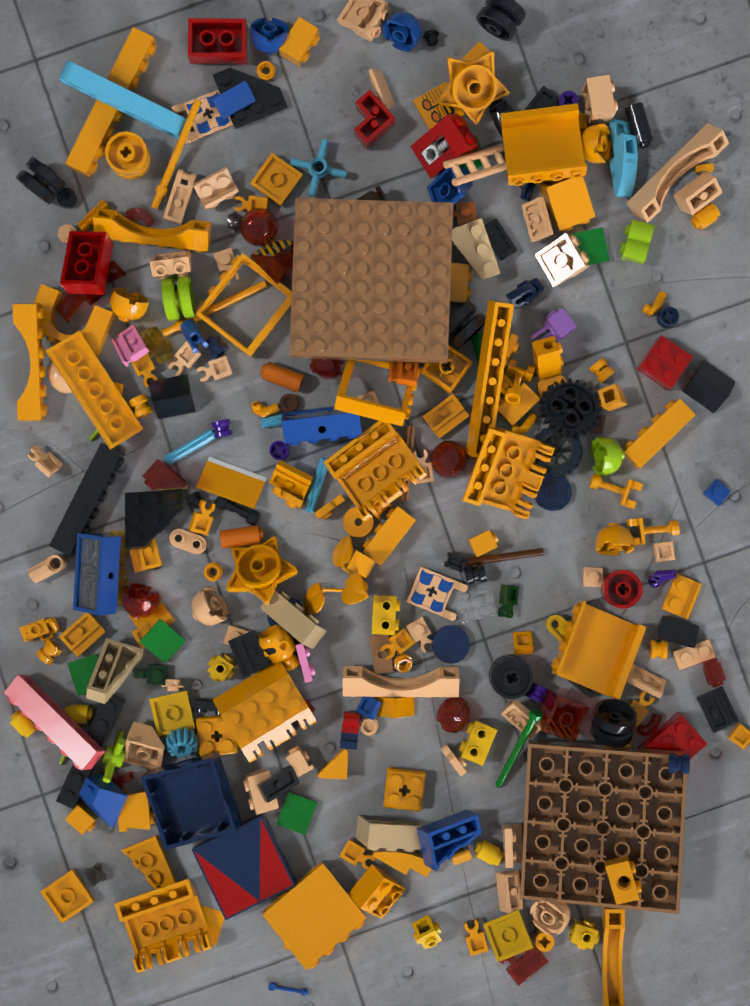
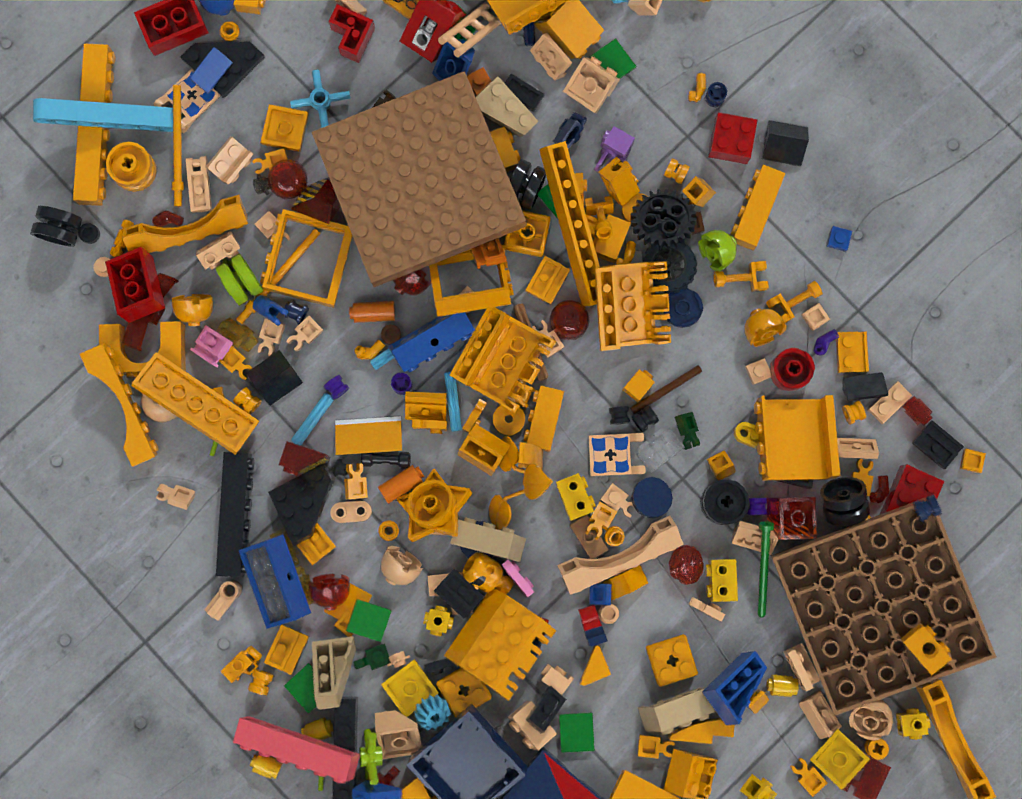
camera: 25 degrees left, 5 degrees down
(324, 539) = (483, 449): none -> light orange slope
(637, 241) = (654, 37): lime brick -> none

